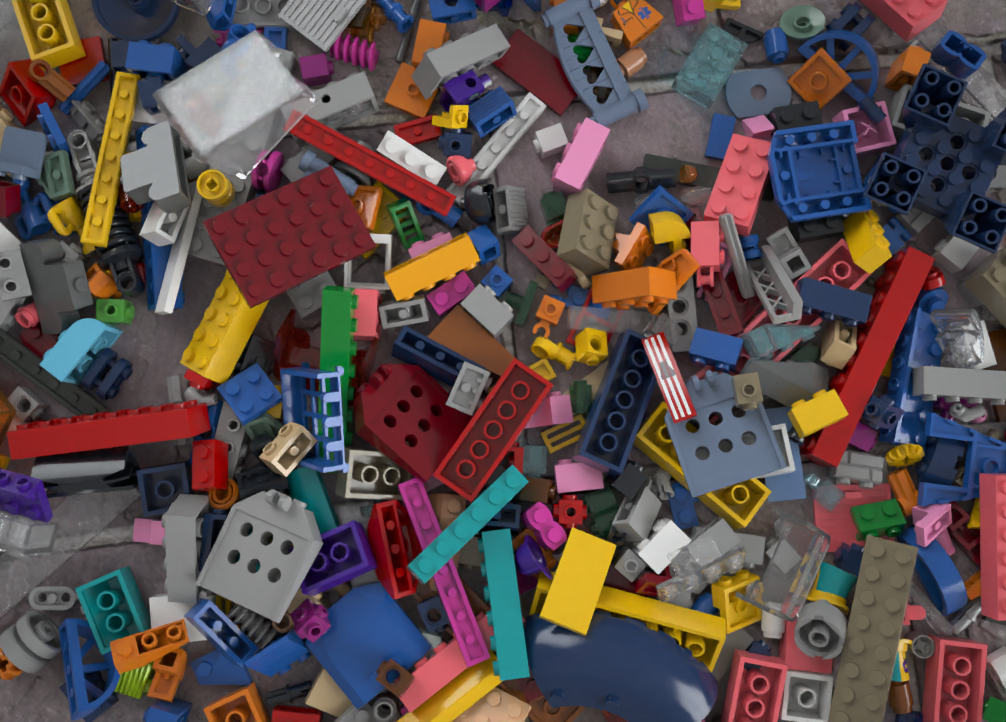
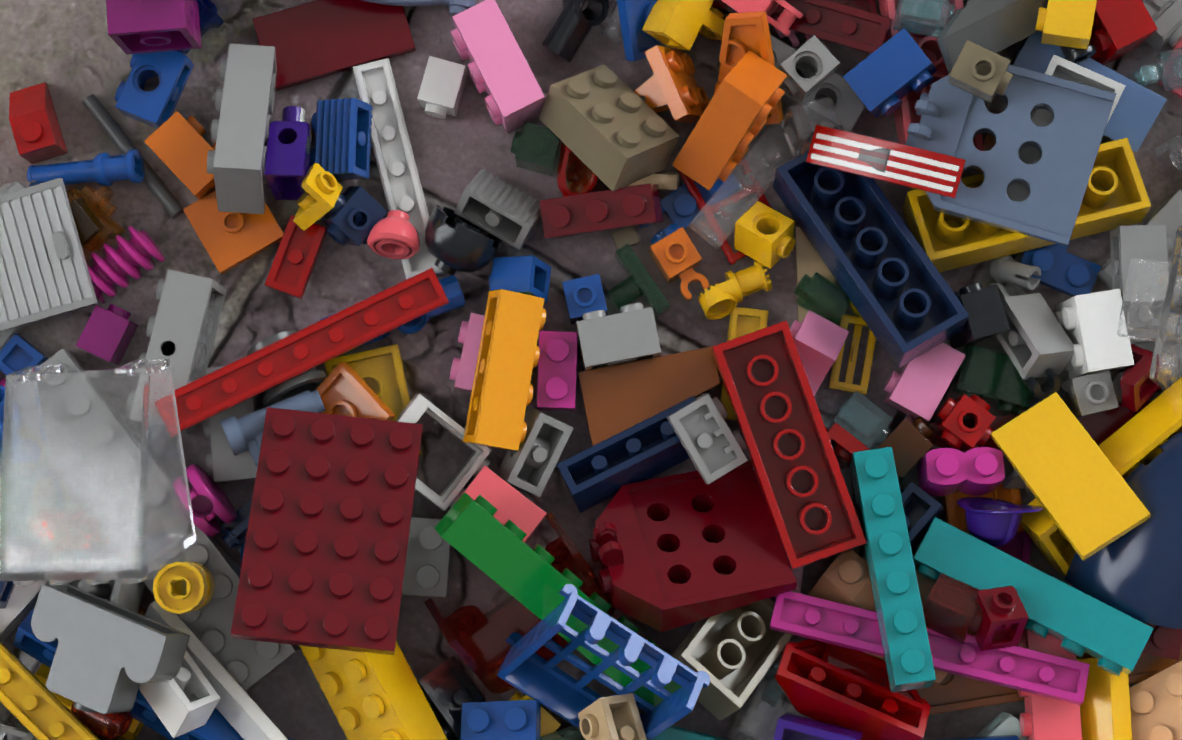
camera: 50 degrees left, 0 degrees up
(398, 205) = (388, 362): green slope -> none
(411, 158) = (331, 292): white brick -> none
(425, 606) = (957, 696): dark blue brick -> none
(469, 569) = (952, 608): none -> clear red brick
(481, 596) = (1002, 618): none -> dark red bracket
(698, 307) = (816, 56): none -> light grey brick

